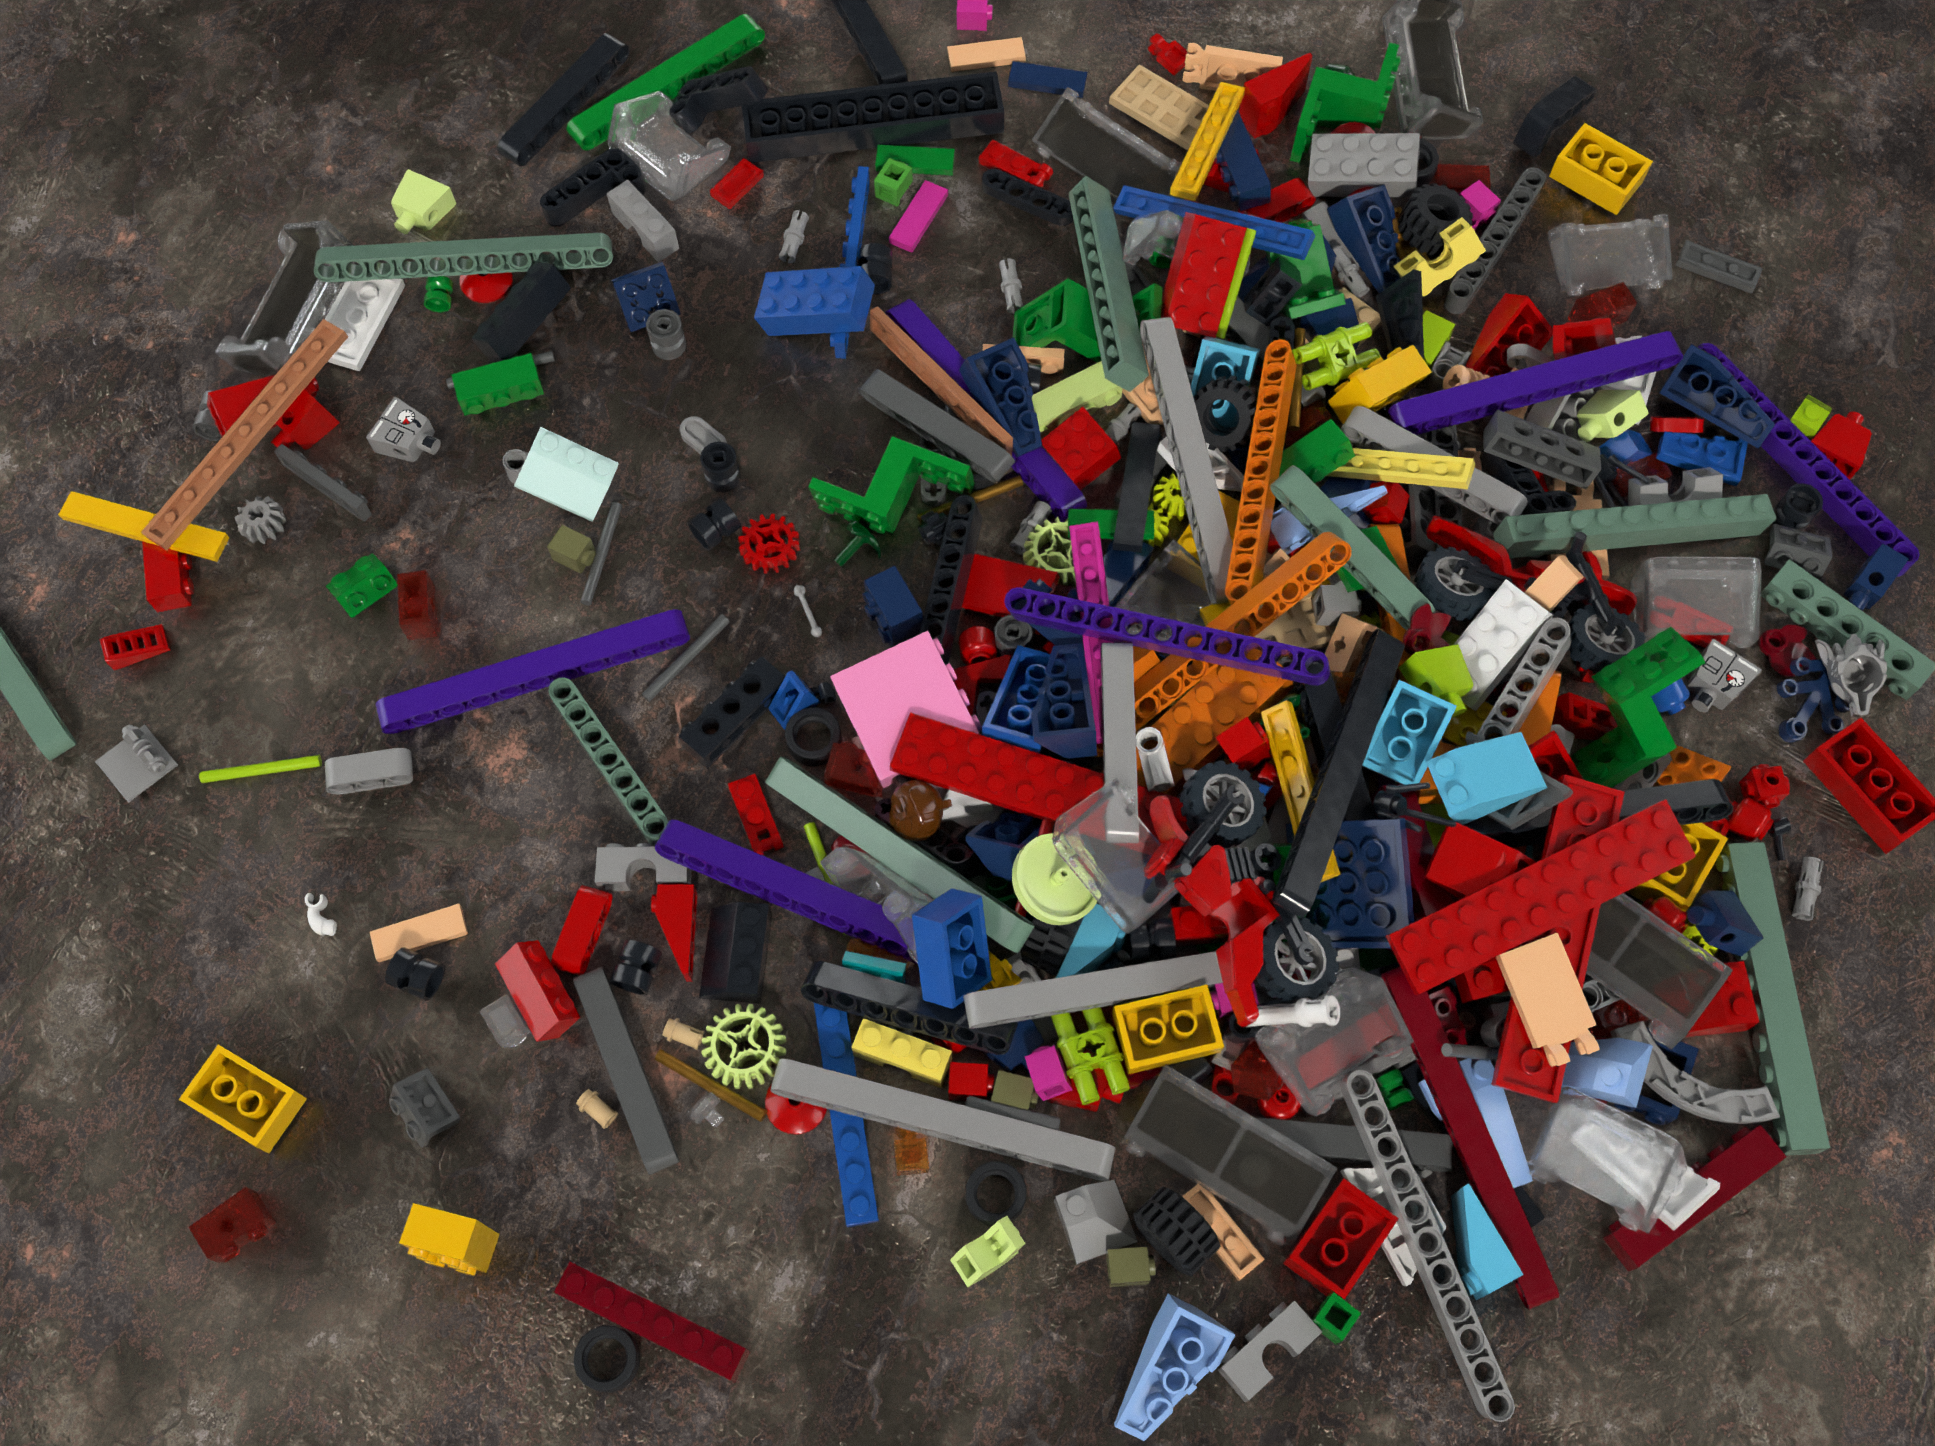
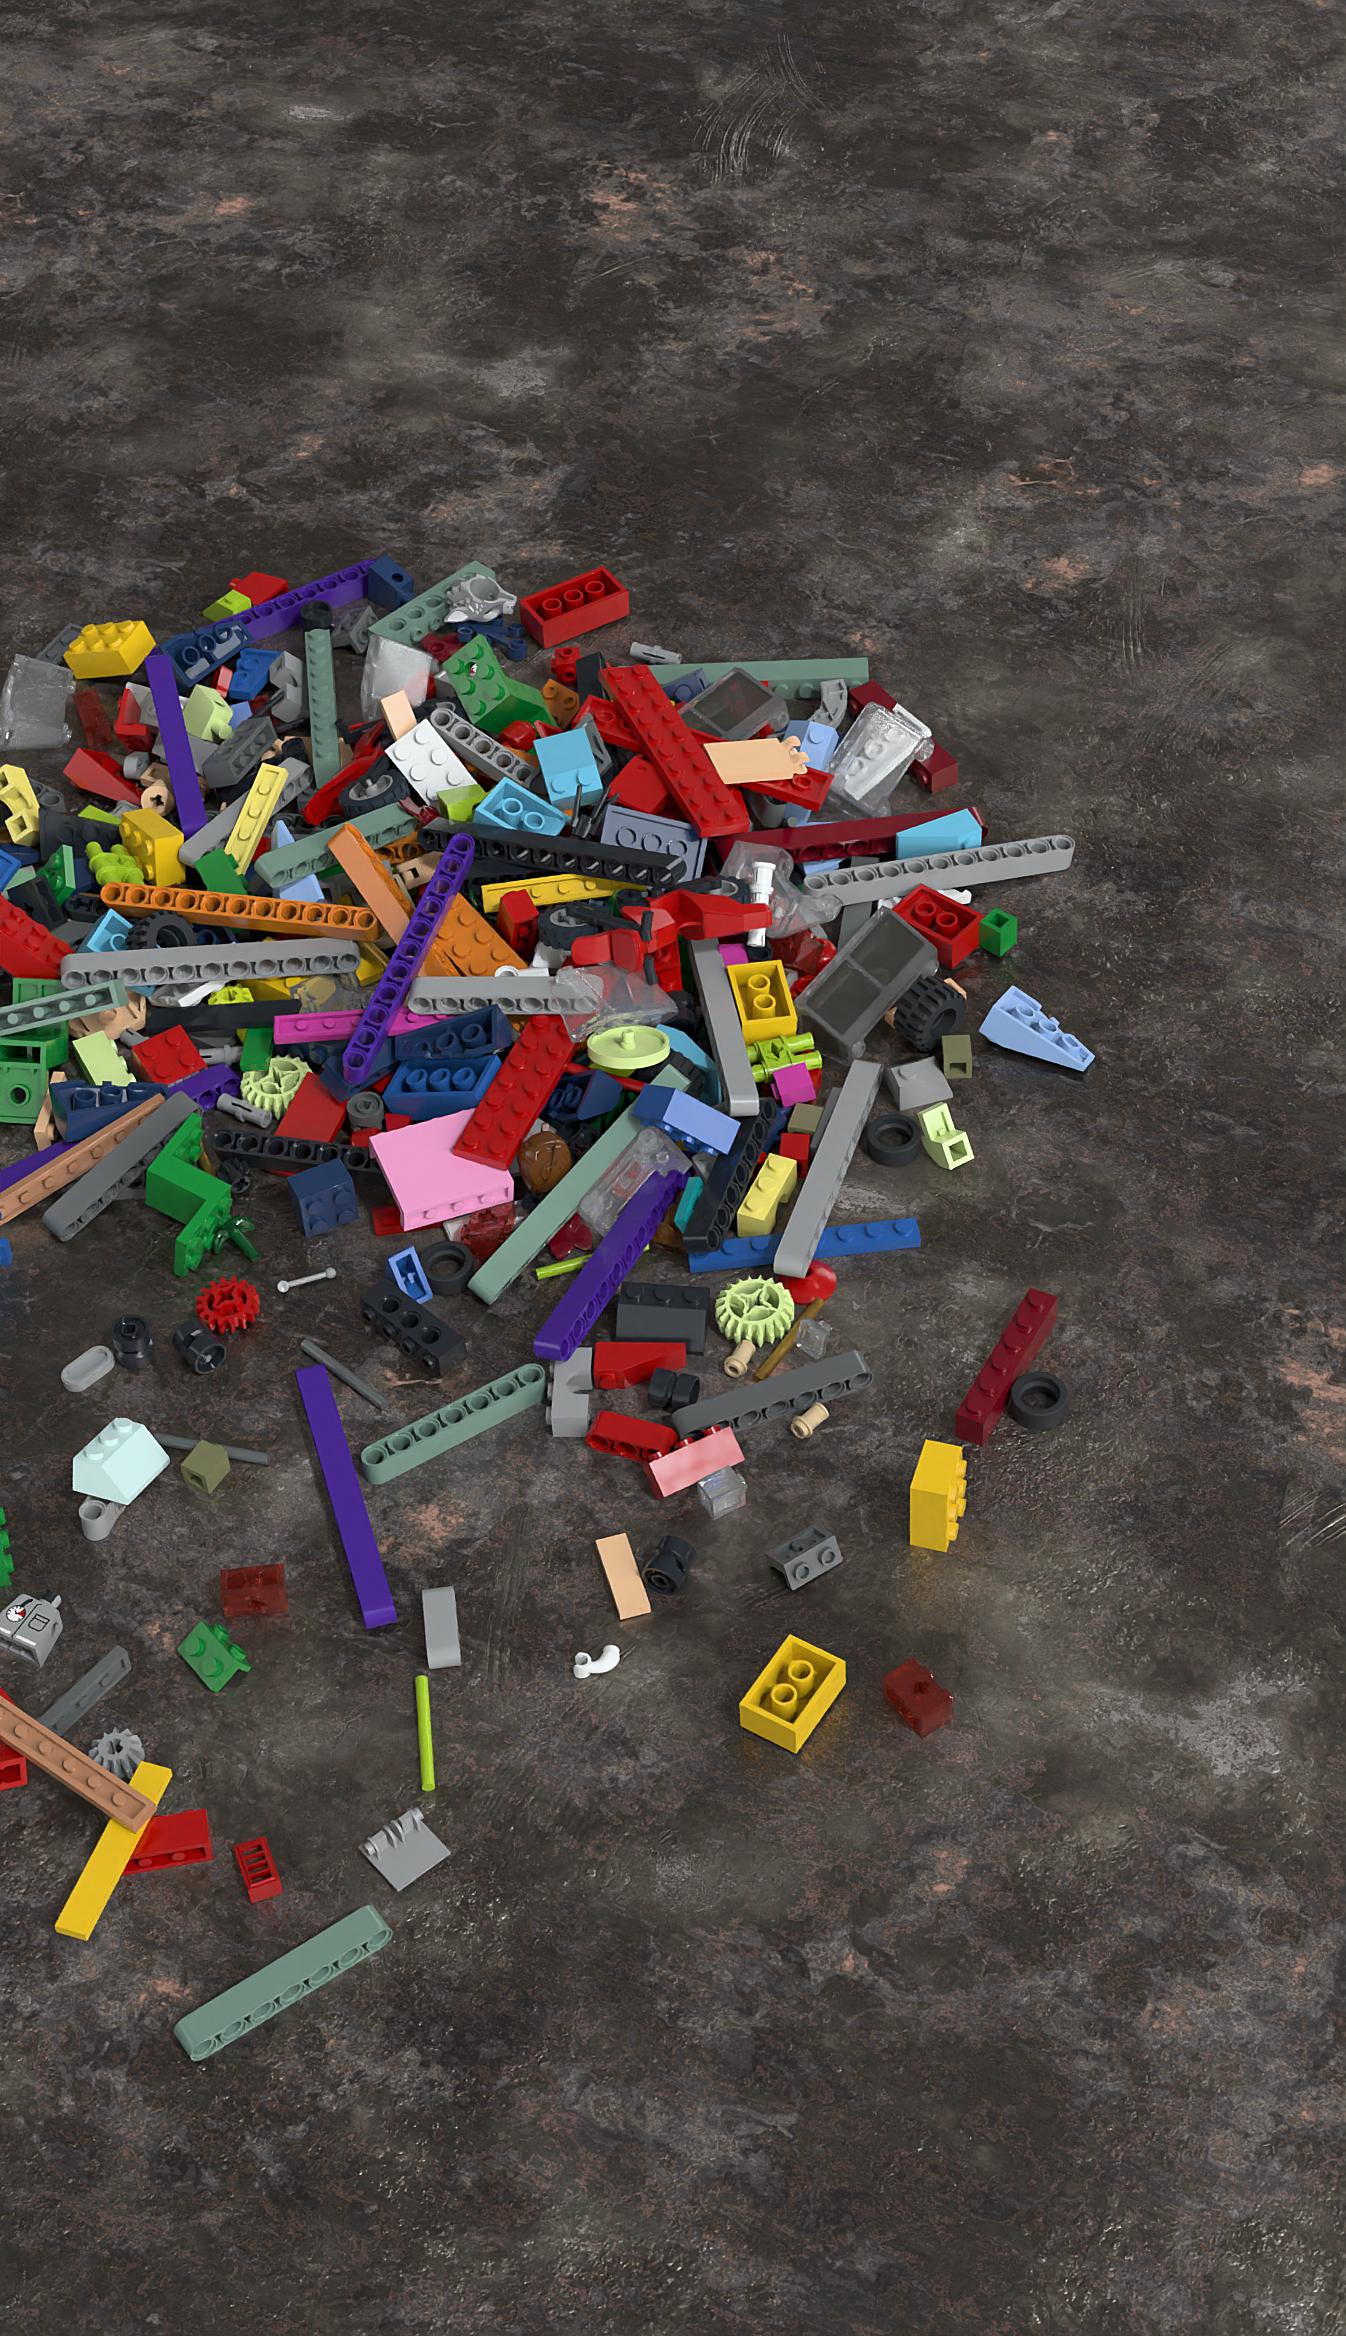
camera: 85 degrees left, 20 degrees down
(755, 814) = (520, 1314): red plate -> none
(910, 1153) = (856, 1196): clear orange plate -> none
(1104, 493) = (222, 1055): none -> light grey pin
(1245, 1367) = (1008, 966): light grey arch -> none
(1348, 643) = (410, 860): light nougat brick -> none
(1594, 733) = (518, 736): none -> red head
(1707, 306) = (109, 649): none -> yellow brick

